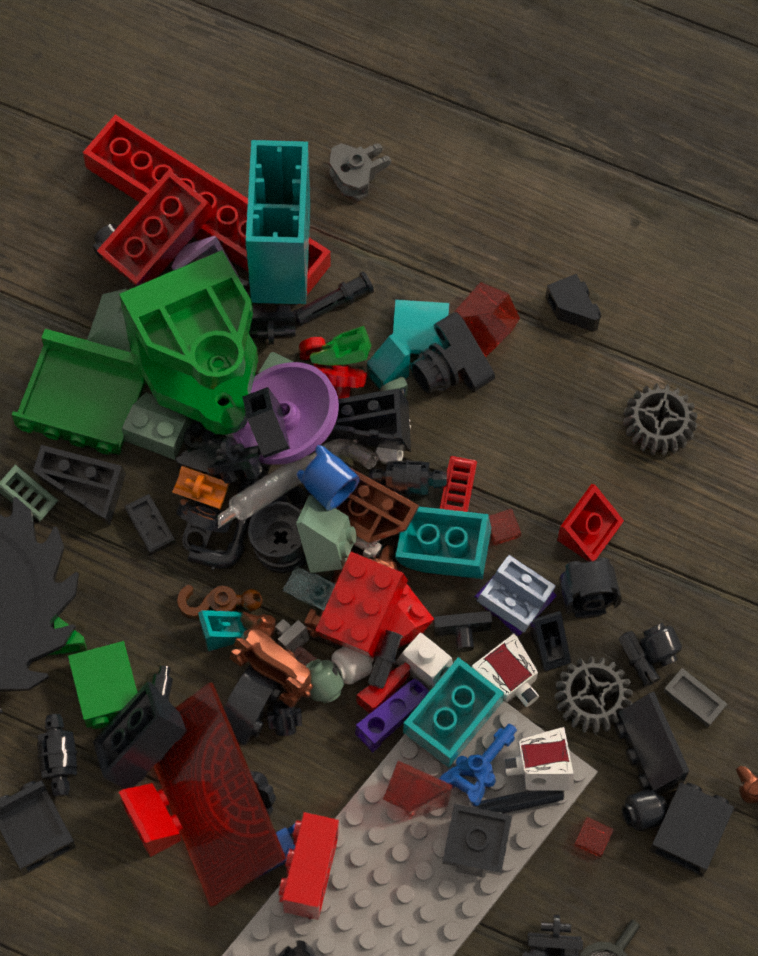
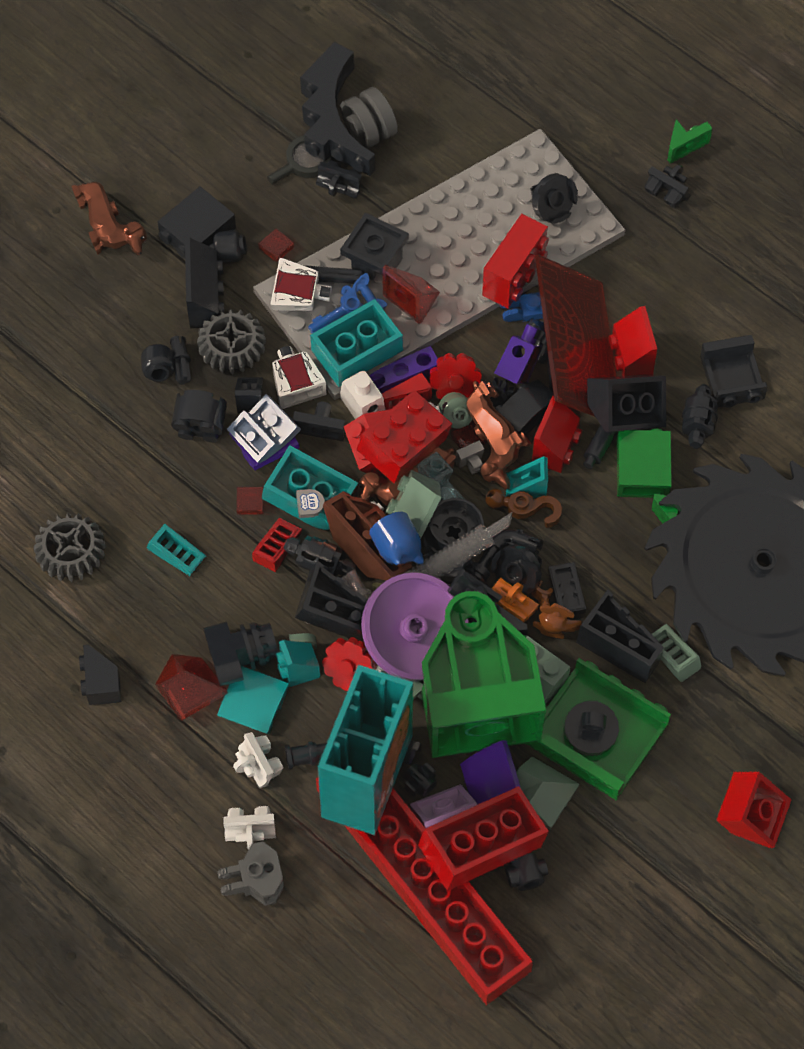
camera: 160 degrees left, 5 degrees down
(87, 389) = (591, 728): none -> black tile
(156, 480) = (553, 617): none -> dark orange piece
(205, 667) = (557, 435): none -> red slope
(266, 422) = (434, 600): black slope -> none
(269, 760) = (515, 365): none -> dark purple torso
(336, 719) = (454, 375): none -> red plant
(344, 349) = (329, 687): green slope -> none
(368, 217) = (249, 827): none -> white hips
(384, 265) = (253, 761): none -> white hips
(385, 659) = (397, 395): black axle -> none
(435, 511) = (309, 503): none -> tile
(563, 463) = (174, 538): none -> teal slope
(590, 525) = (176, 477): red slope -> none
(695, 697) = (147, 321): dark grey tile -> none

